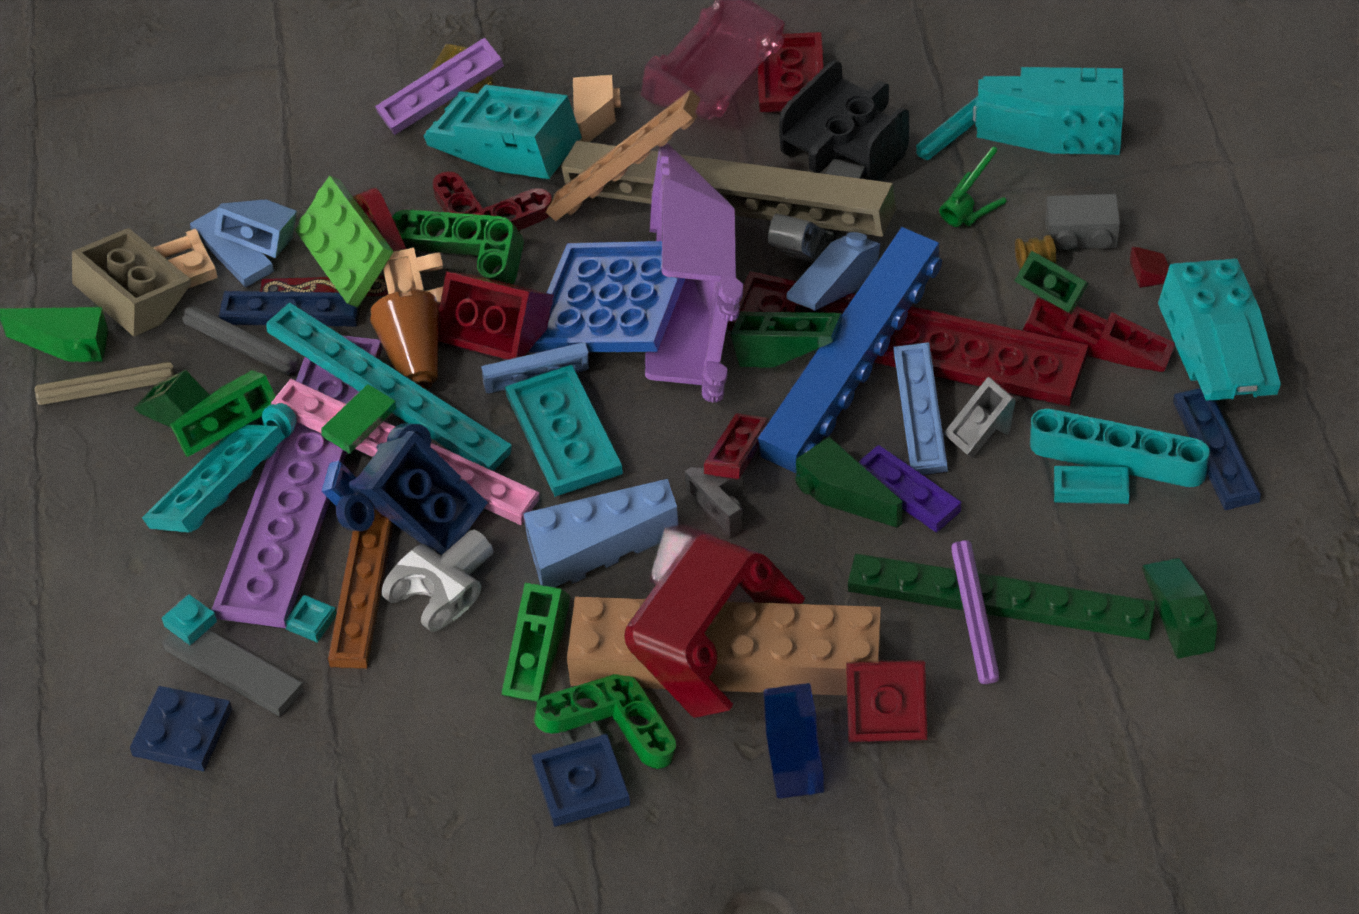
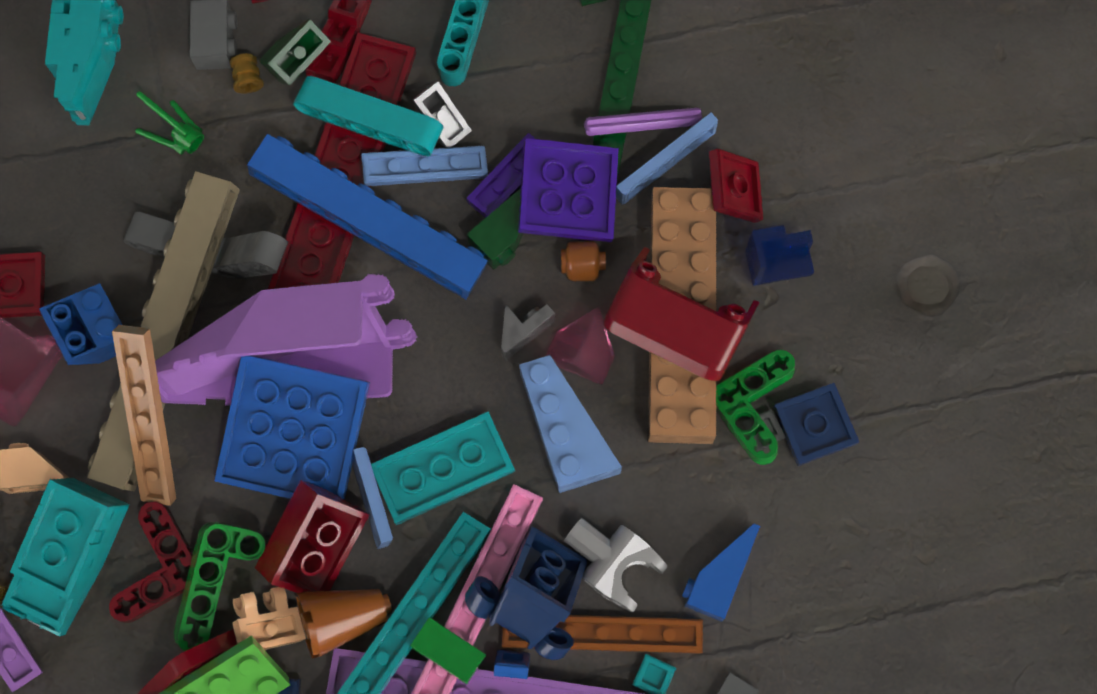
camera: 95 degrees left, 25 degrees up
(405, 674) = (717, 582): none -> blue slope
(535, 641) = (679, 471): green slope -> none
(735, 446) = (471, 312): dark red tile -> none
(737, 128) = (83, 326): none -> blue slope
(778, 337) = (356, 251): dark green slope -> none
(799, 554) = (582, 261): none -> dark orange head
(836, 271) = (256, 217): medium blue slope -> none
(844, 121) = (73, 243): black piece -> none
(877, 524) = (568, 190): none -> dark purple plate
(929, 639) = (666, 159): none -> medium blue tile
(946, 132) = (70, 133): teal axle -> none
(972, 345) = (368, 116): none -> teal beam
(1091, 484) = (499, 39): teal tile -> none

